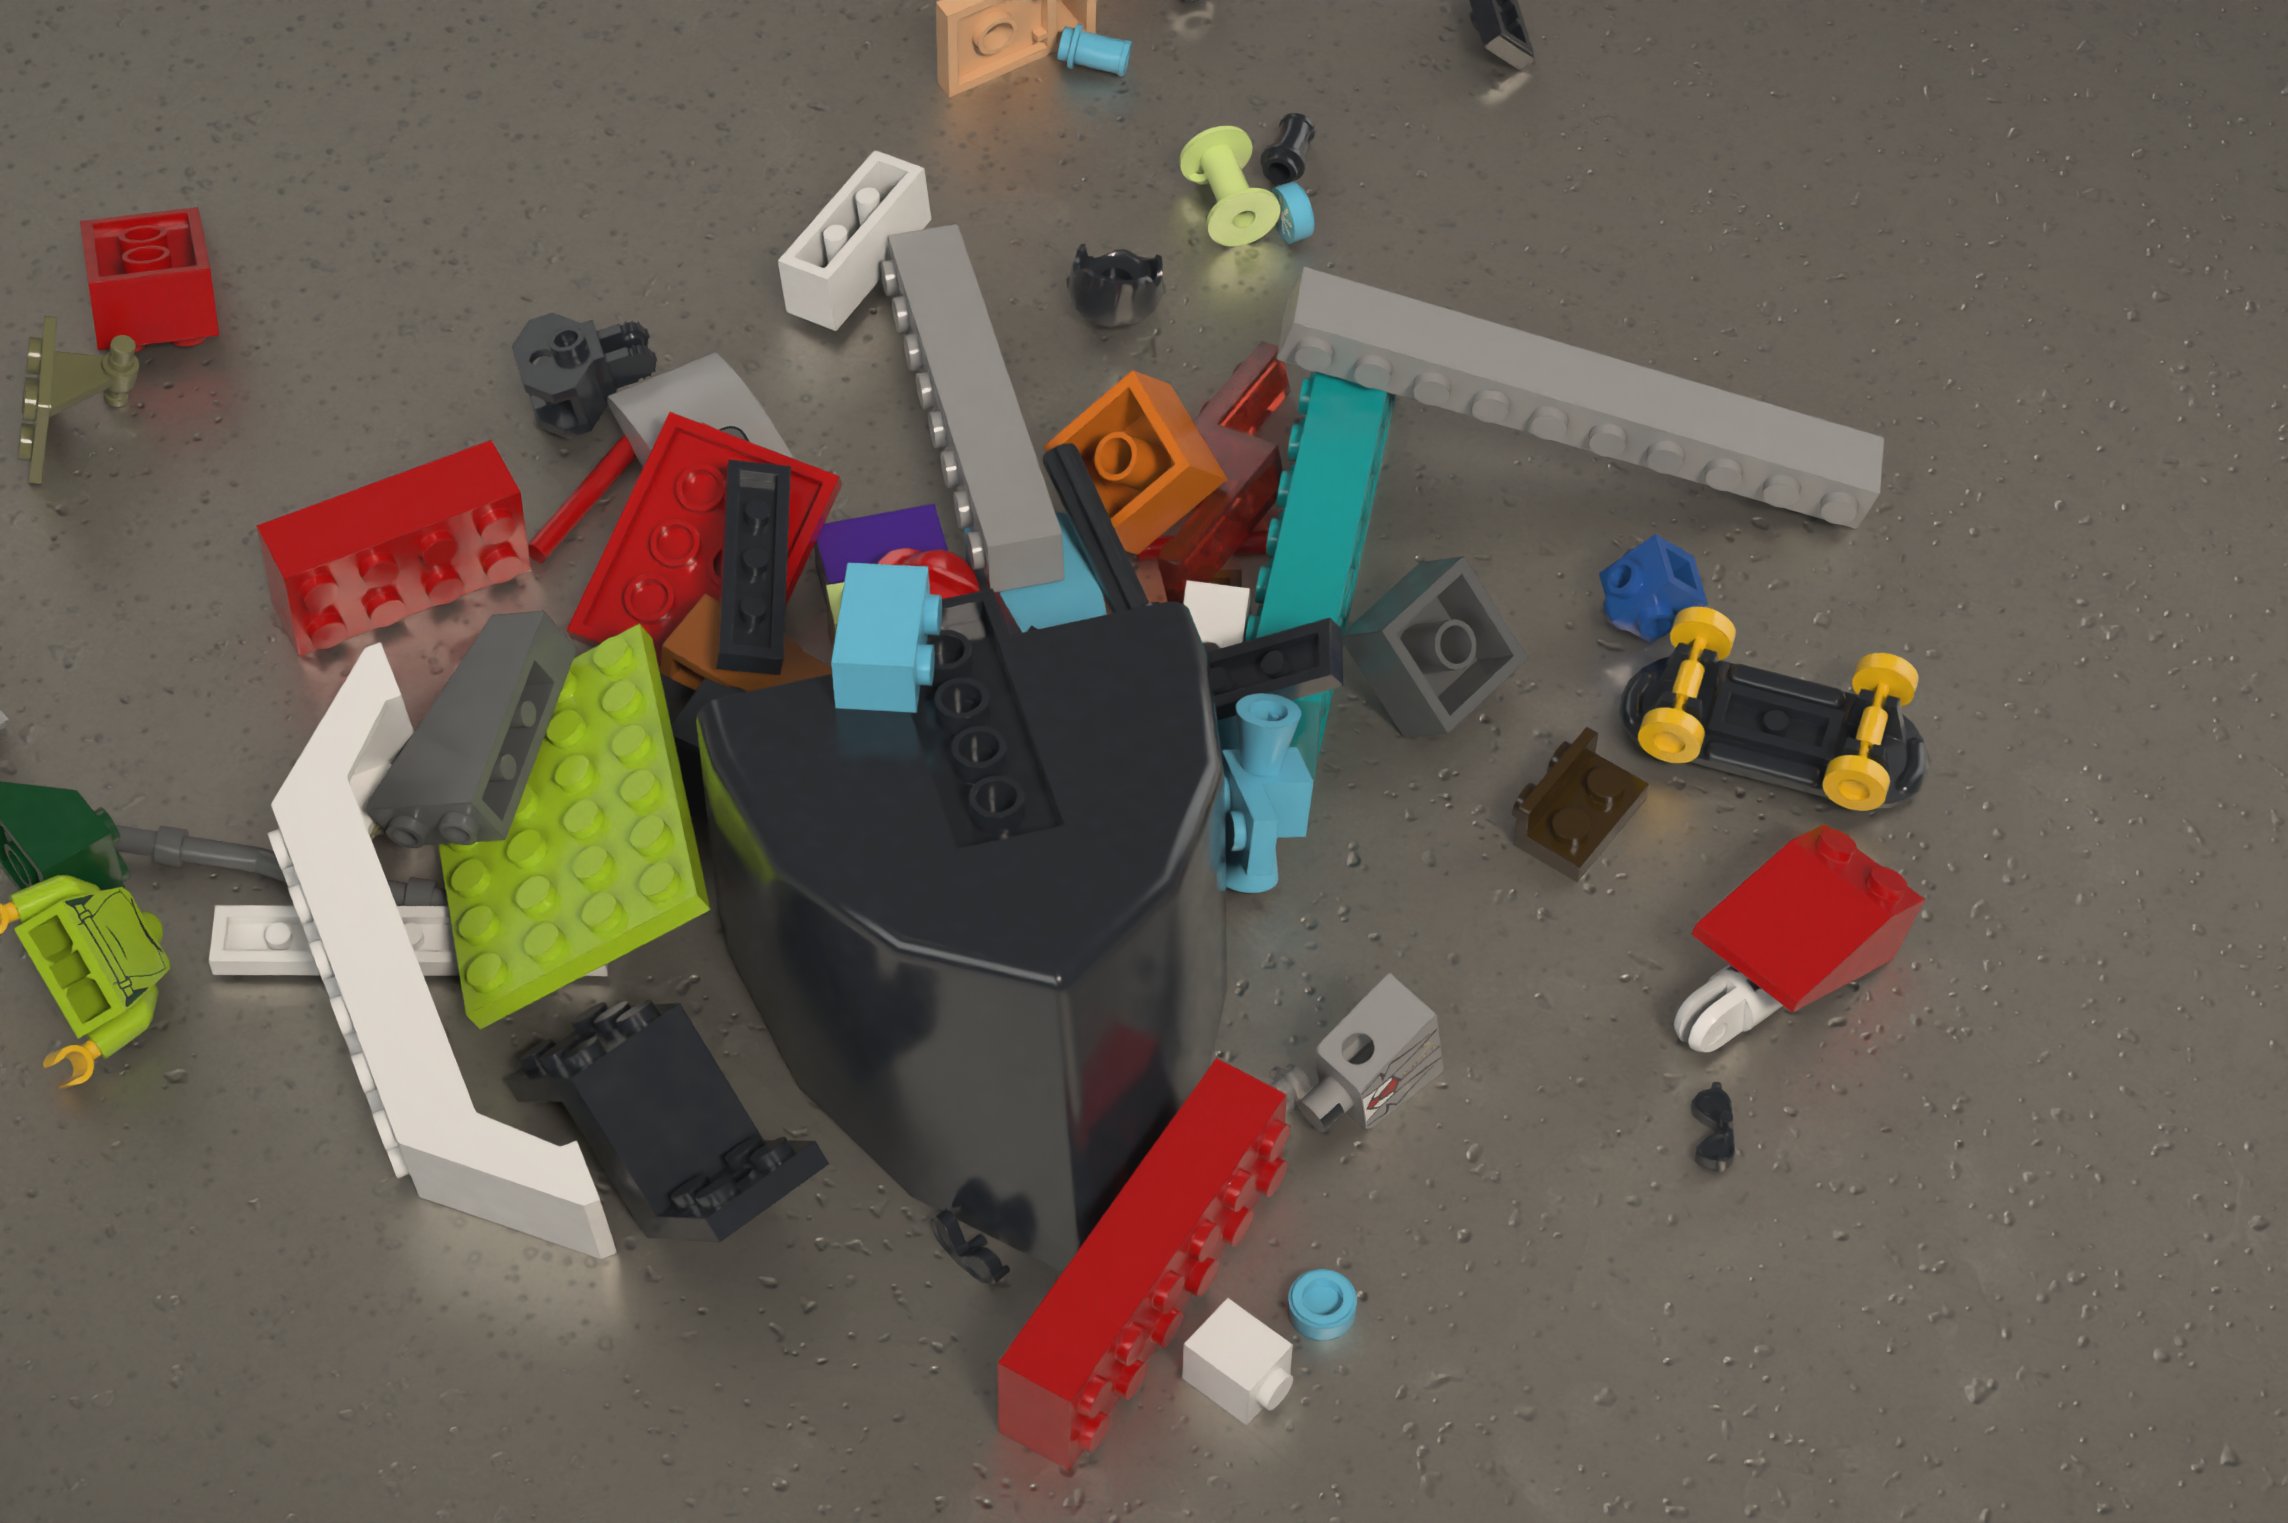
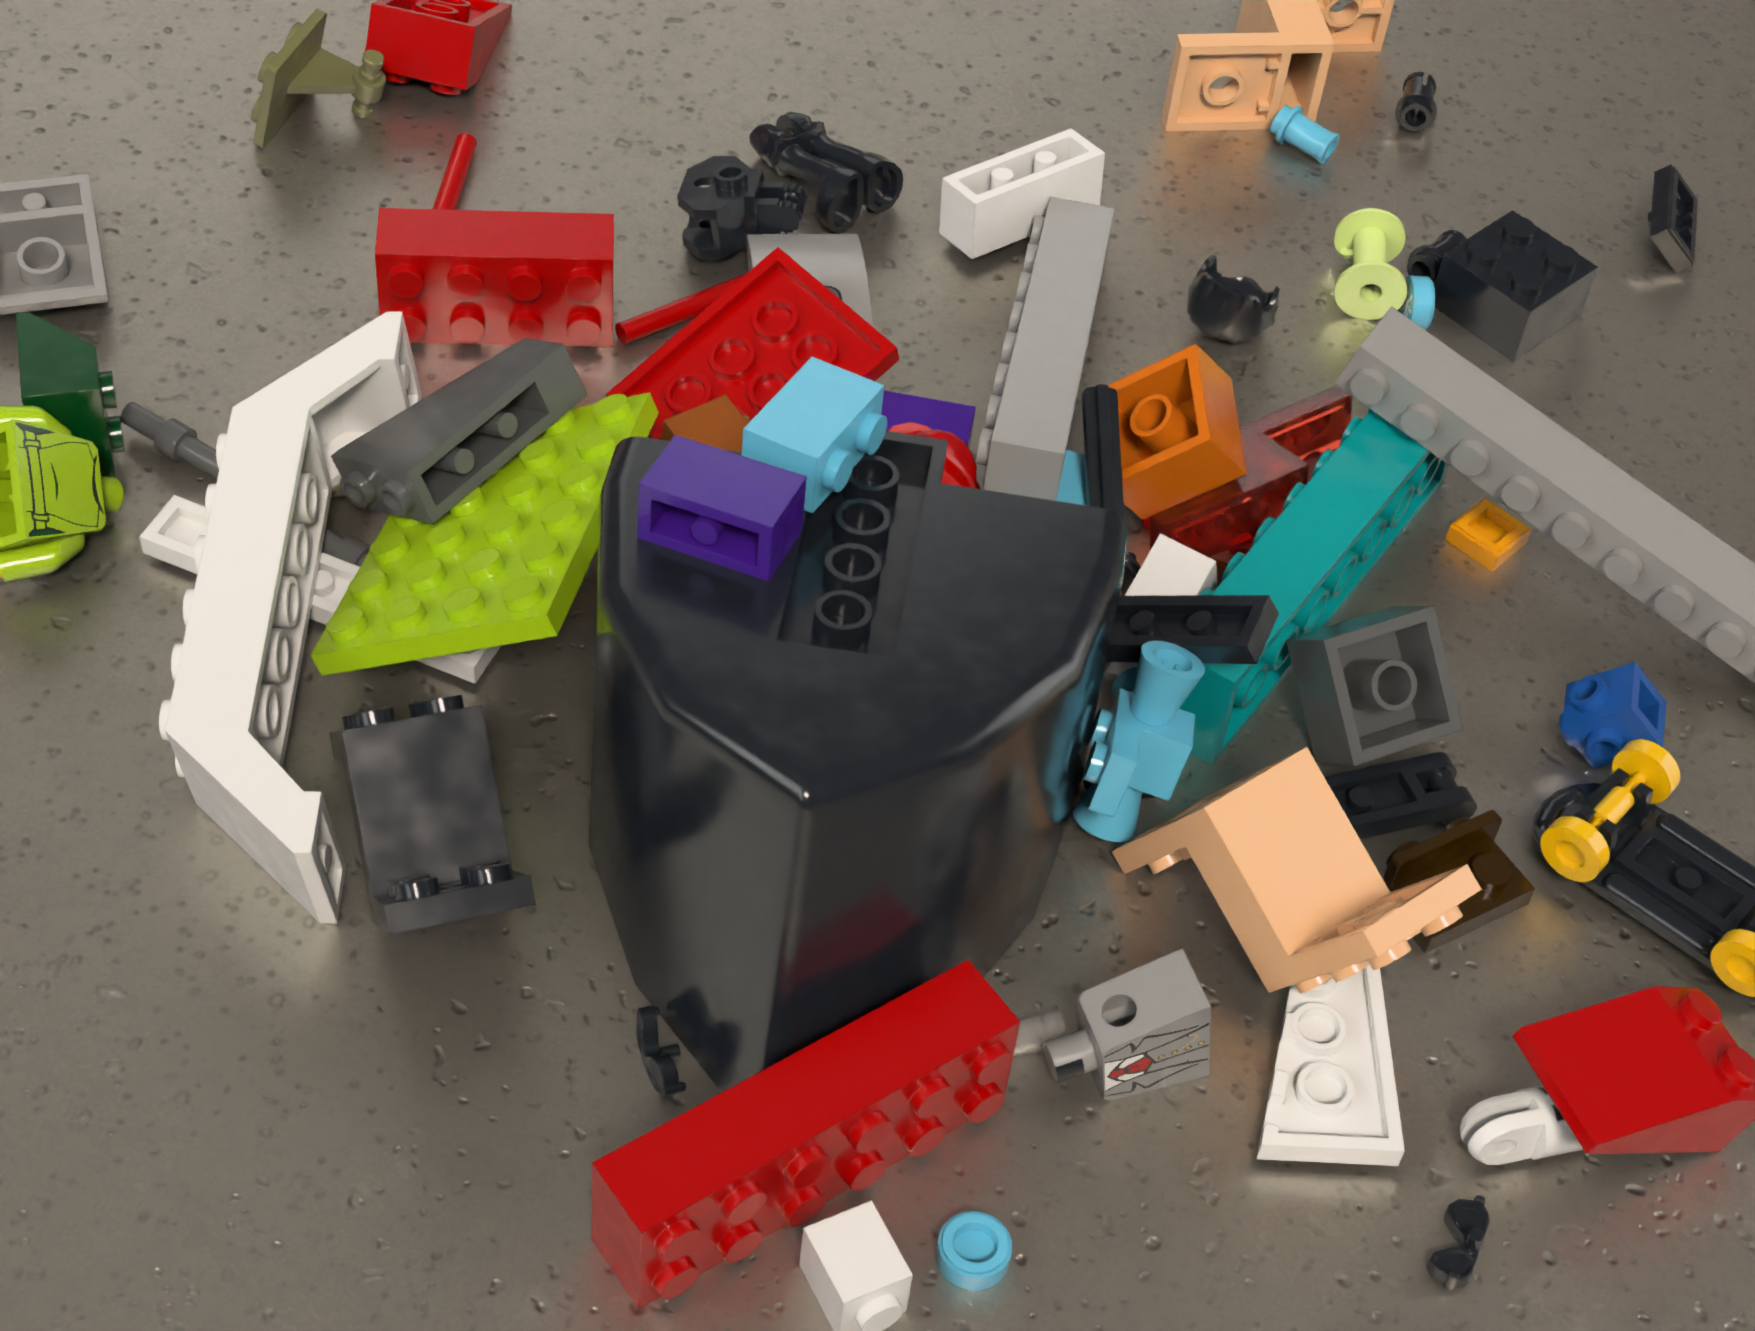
camera: 20 degrees right, 5 degrees down
(266, 452) = (455, 172): none -> red bar
(678, 287) = (838, 171): none -> black piece
(754, 568) = (805, 333): black plate -> none
(846, 744) = (721, 507): none -> dark purple brick
(1375, 155) = (1513, 285): none -> black brick
(1448, 863) = (1297, 877): none -> light nougat bracket
(1460, 442) = (1488, 534): none -> light orange tile
(1479, 755) = (1394, 795): none -> black plate
(1542, 1009) = (1334, 1078): none -> white wing

